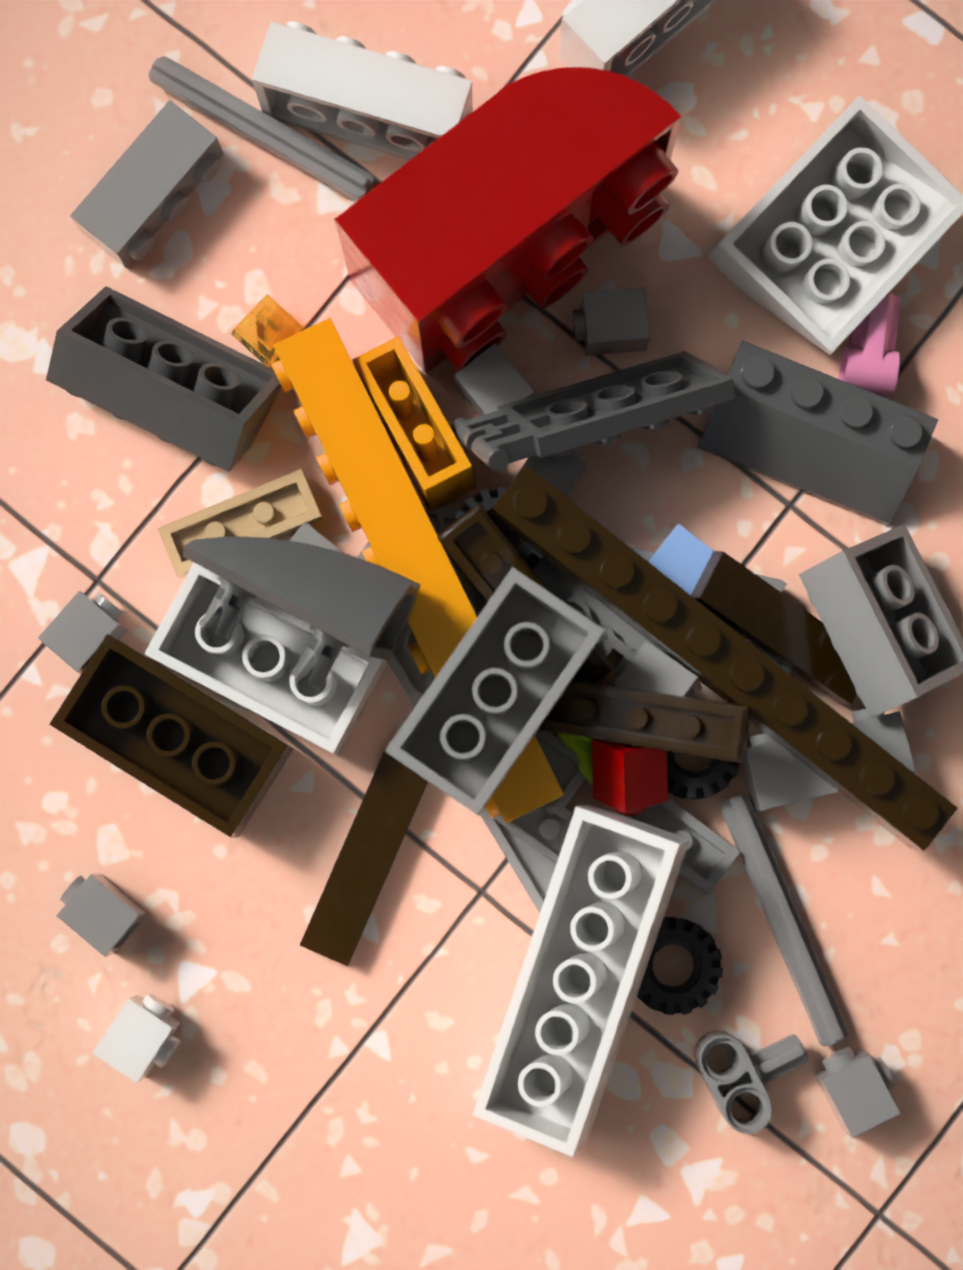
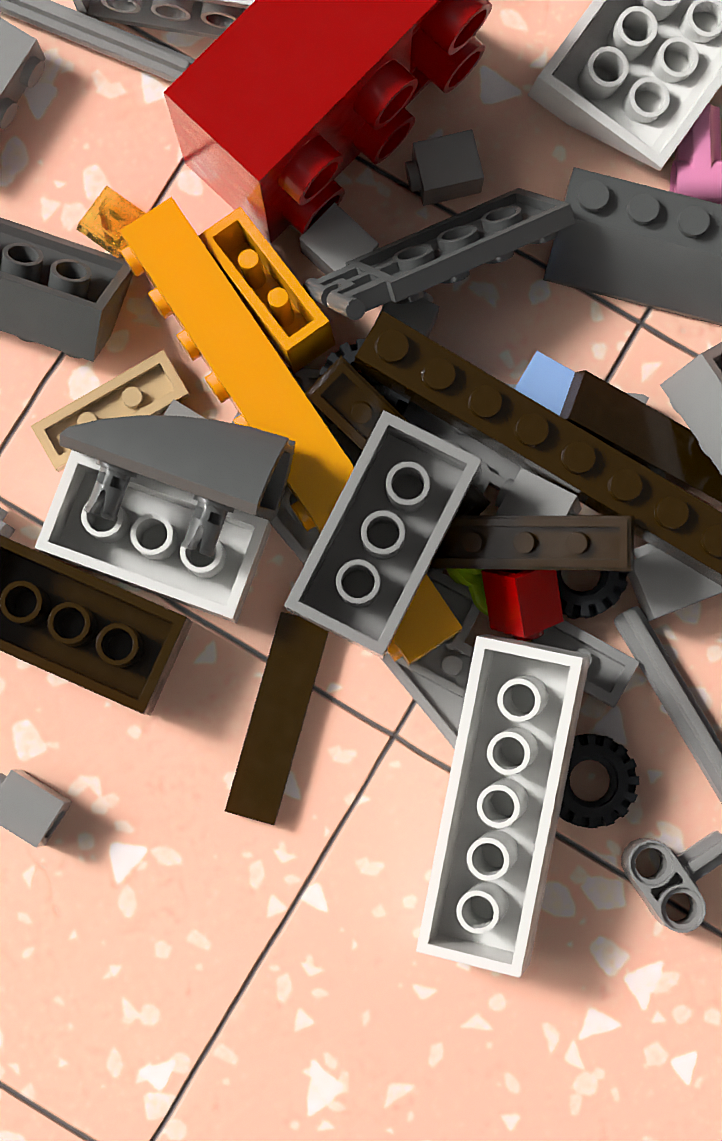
camera: 10 degrees left, 0 degrees up
(139, 1037) = (80, 922): white brick -> none

